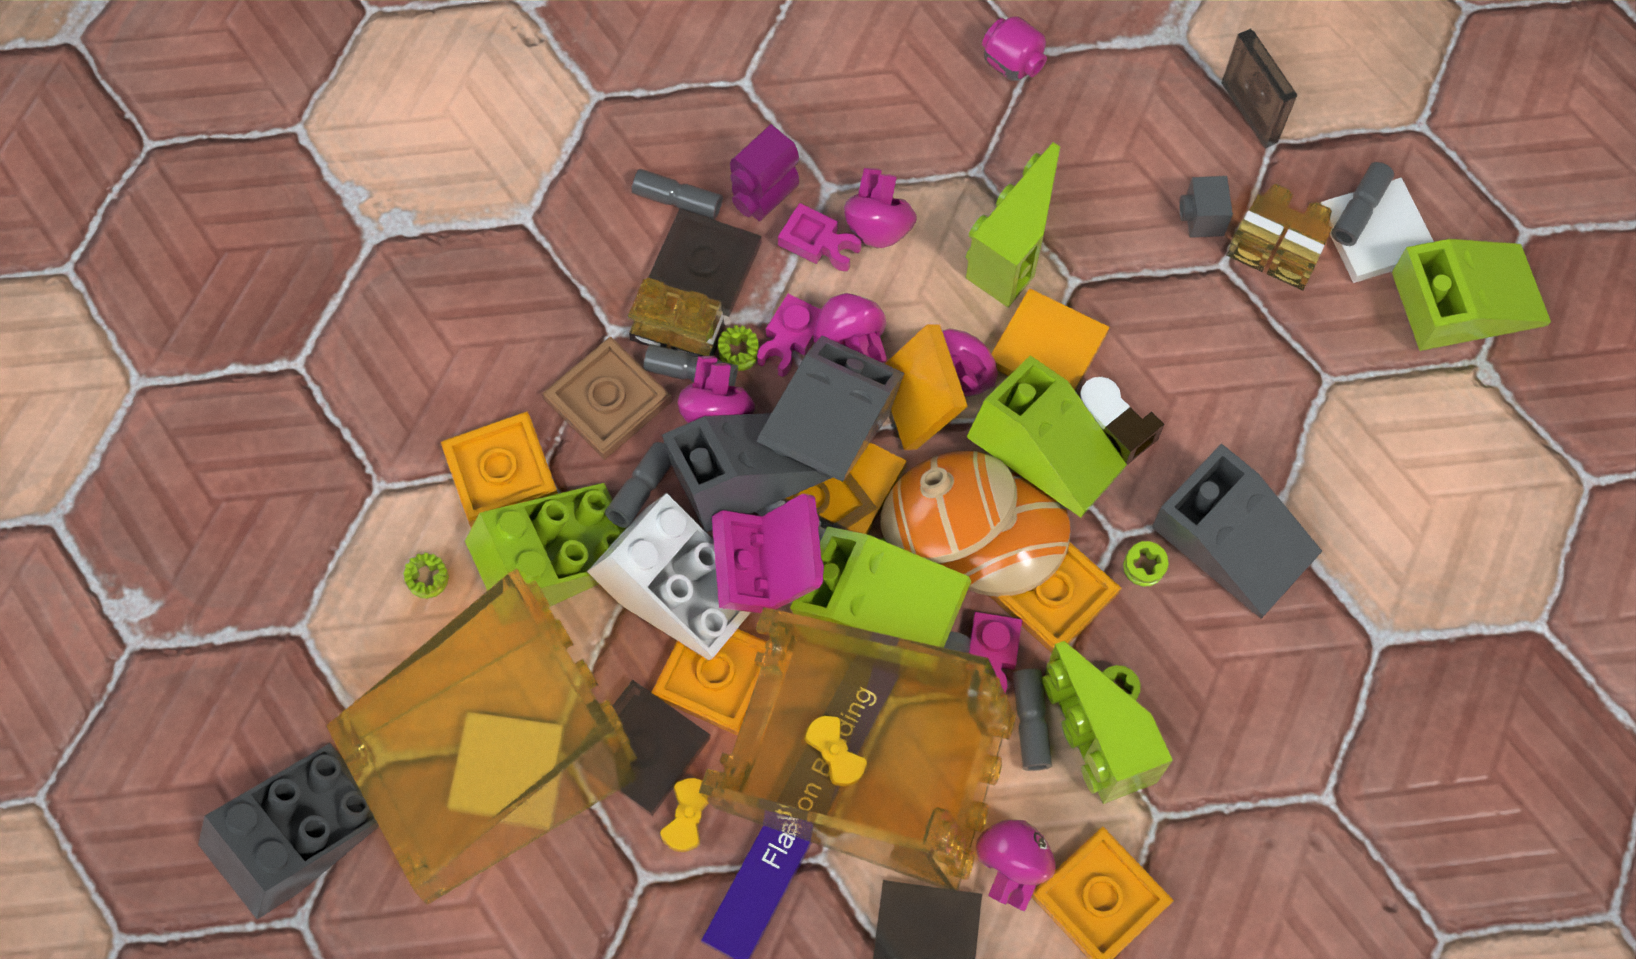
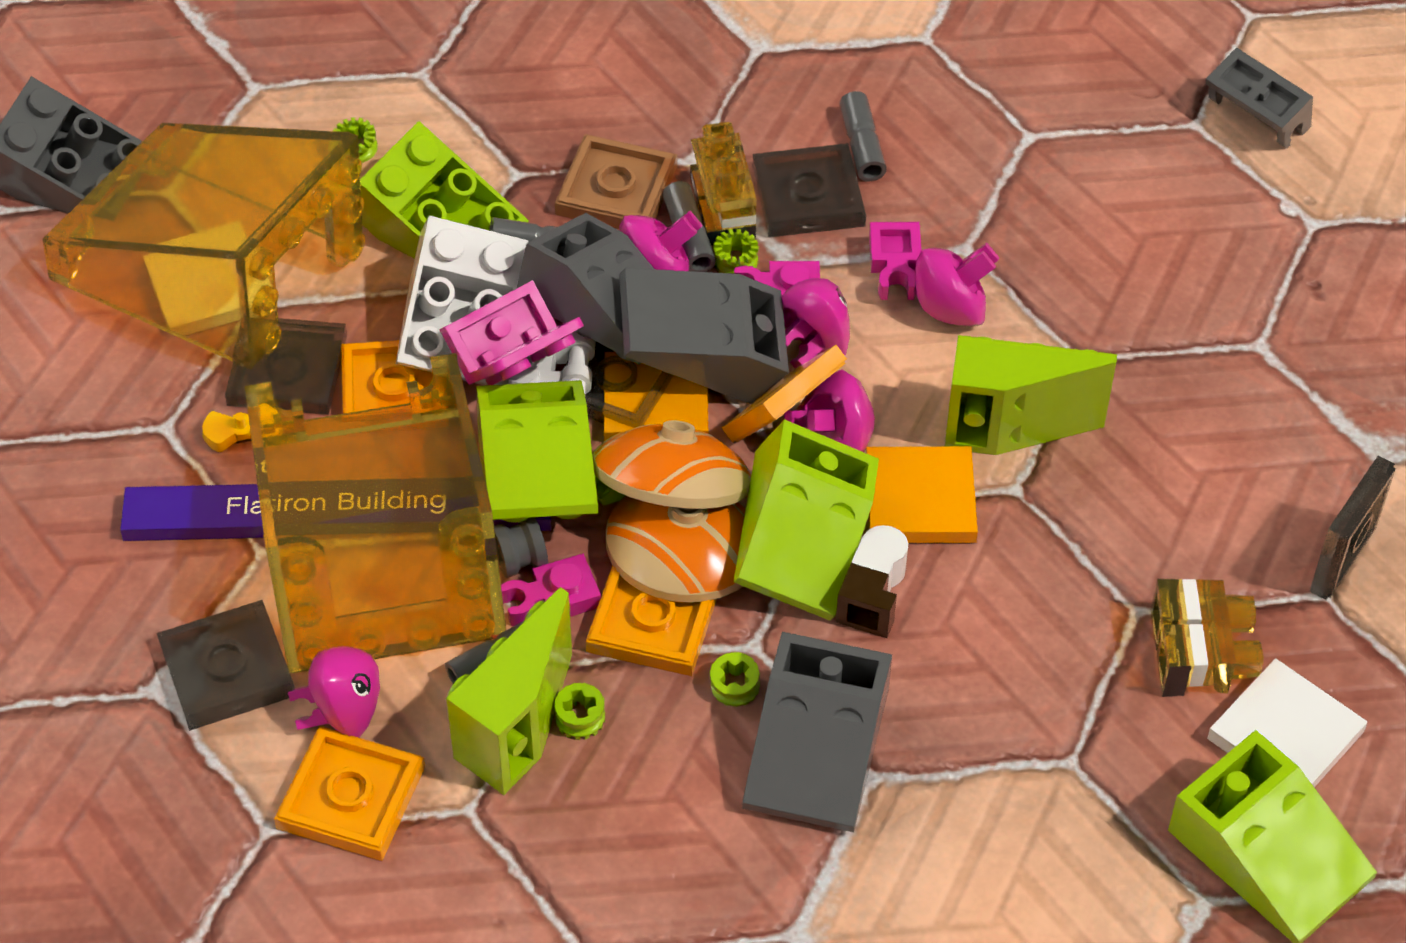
camera: 60 degrees right, 15 degrees down
(498, 466) = (498, 139): light orange tile -> none
(764, 173) = (919, 172): magenta brick -> none
(844, 766) = (352, 508): yellow piece -> none
(1014, 48) = (1233, 310): dark pink head -> none
(1206, 206) = (1184, 551): dark grey plate -> none
(1361, 207) = (1303, 689): dark grey piece -> none

